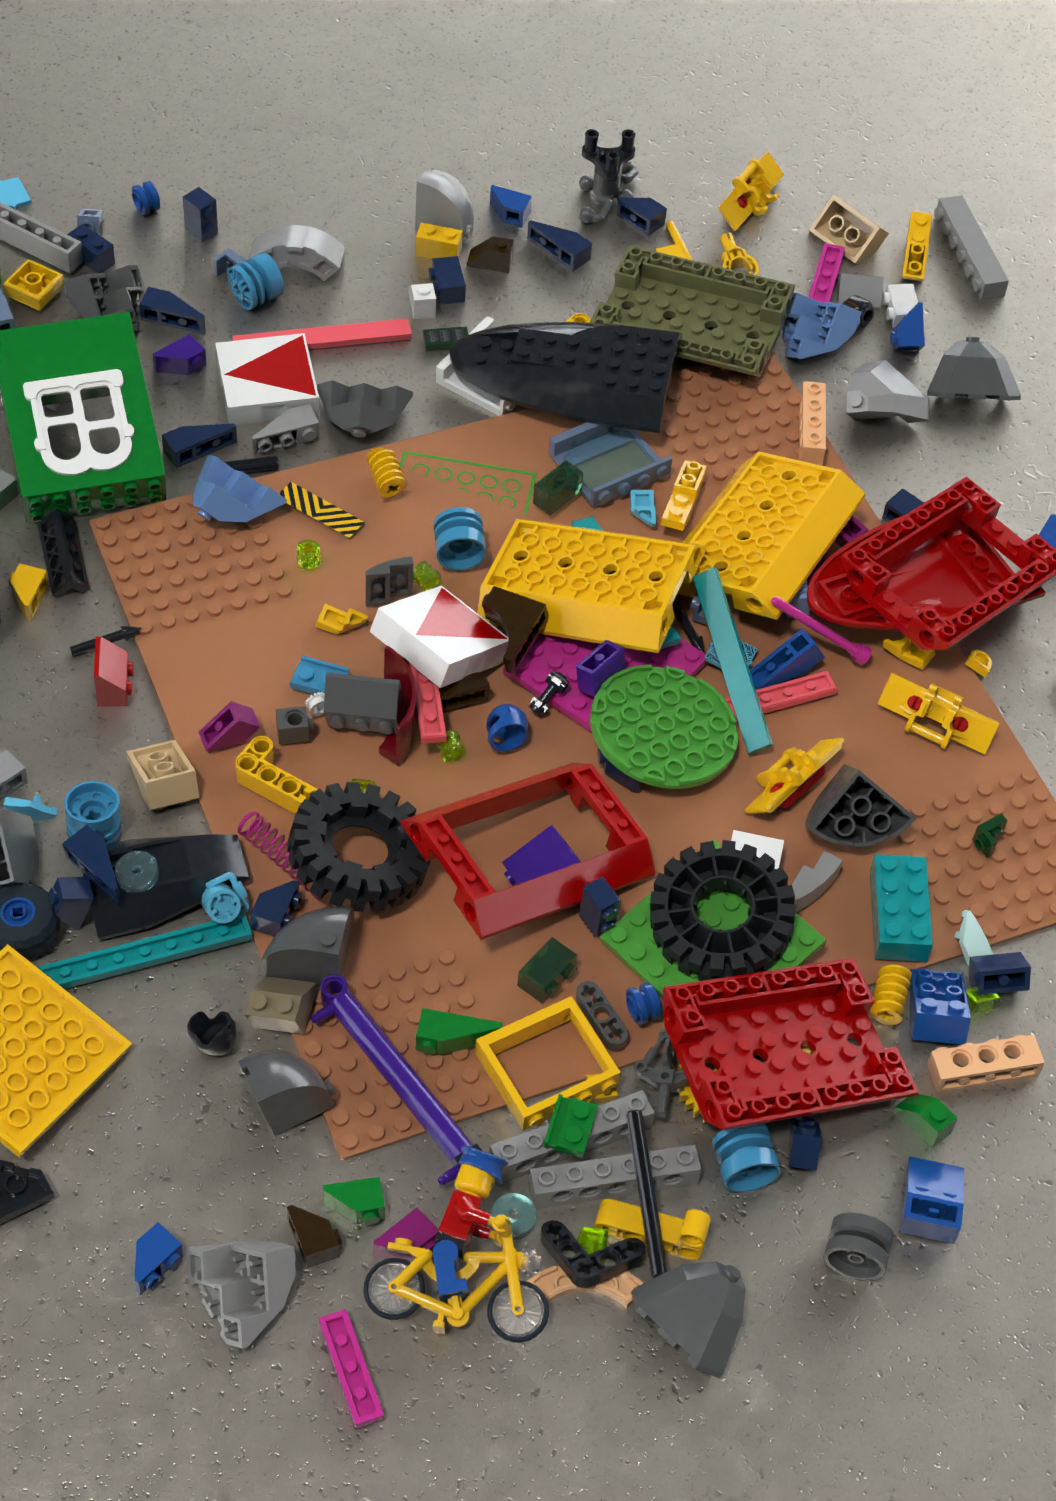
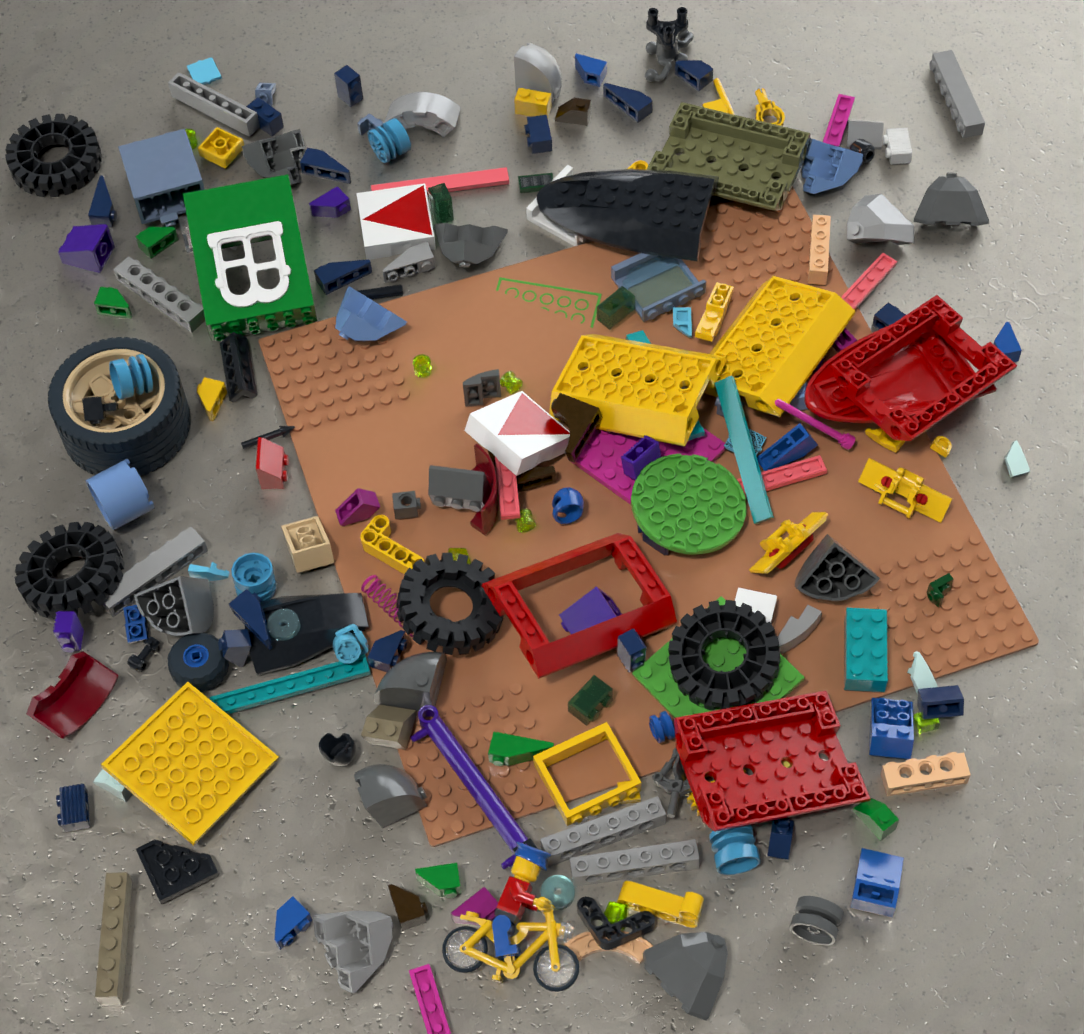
camera: 10 degrees right, 5 degrees up
(145, 197) = (308, 72): blue wheel -> none
(311, 675) = (421, 461): dark azure plate -> none
(316, 704) = (422, 487): white bush -> none
(321, 510) = (433, 328): sticker -> none
(325, 357) = (441, 203): none -> clear green brick
(338, 621) = (442, 419): yellow slope -> none
(386, 472) = (483, 297): yellow piece -> none
(422, 300) = (518, 152): white slope -> none
(459, 538) = (537, 352): dark azure wheel -> none
(555, 682) = (607, 469): black bar -> none
(570, 1126) = (601, 825): green plate -> none
(601, 1027) = (630, 744): dark grey beam -> none
(646, 1193) = (656, 878): black axle -> none
(696, 641) = (719, 432): black piece -> none
(751, 191) = (782, 51): yellow piece -> none
(848, 228) = (858, 81): tan slope -> none
(878, 460) = (869, 280): none -> coral tile
(890, 994) = (854, 718): yellow piece -> none
(909, 332) = (902, 168): blue slope -> none
(916, 246) = (913, 94): yellow slope -> none

